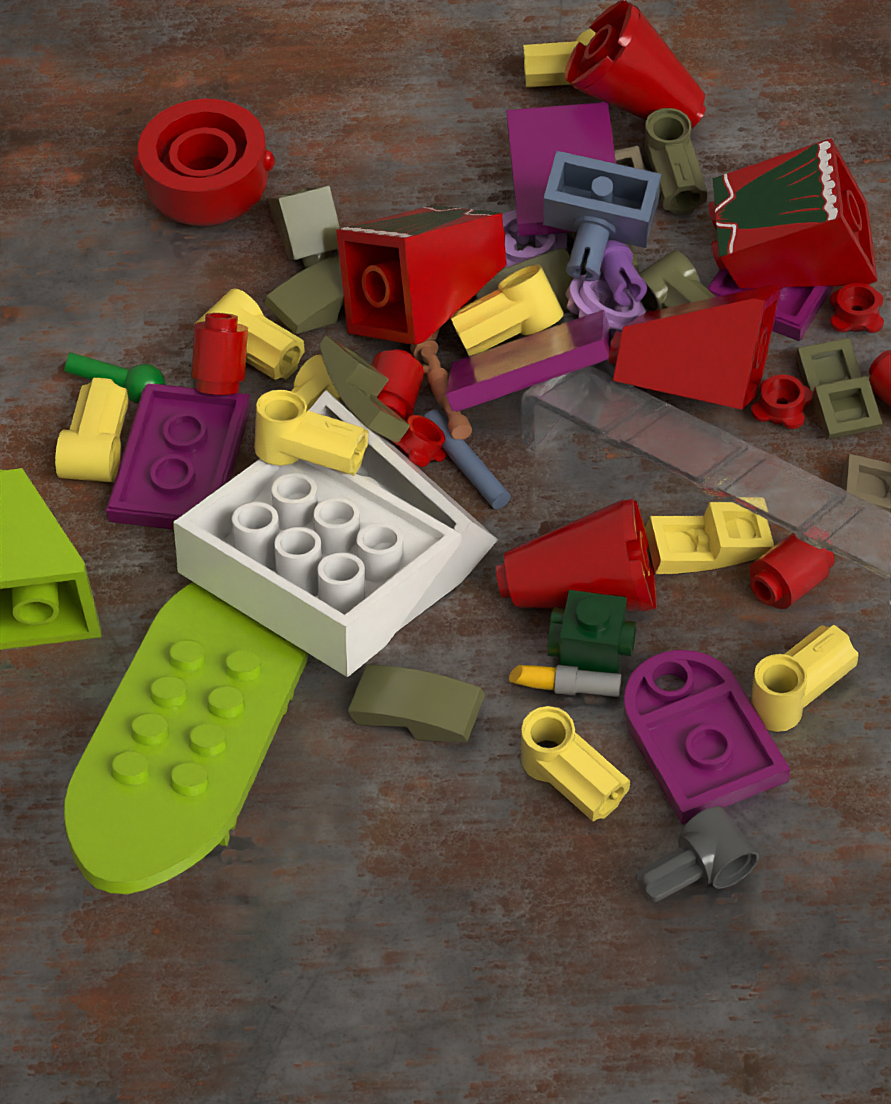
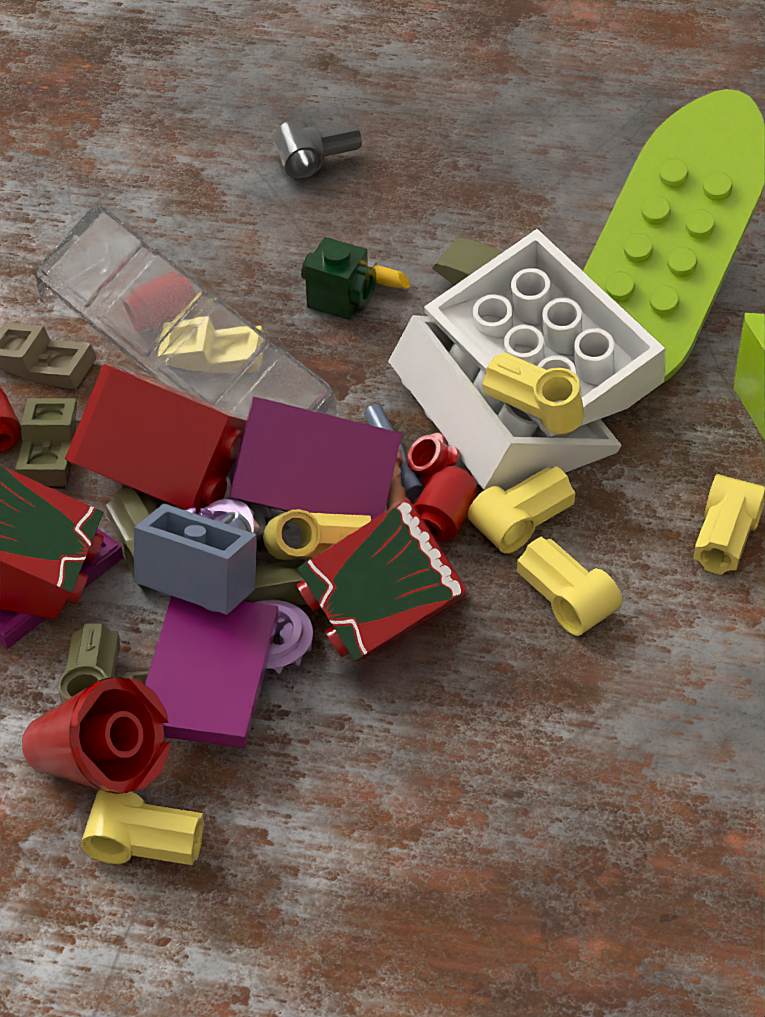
camera: 170 degrees left, 5 degrees down
(131, 379) = (679, 582): green bar -> none
(176, 454) = (649, 504): magenta tile -> none
(204, 161) = (591, 727): red piece -> none
(219, 354) = (616, 548): red brick -> none
(306, 223) = (490, 697): slope -> none
(309, 297) = (475, 622): olive slope -> none
(359, 386) = (477, 451): olive slope -> none
(572, 765) = (387, 211): light yellow piece -> none
(591, 555) = (327, 317): red cone -> none
(701, 738) = (277, 223): magenta tile -> none
(794, 679) = (204, 228): light yellow piece -> none

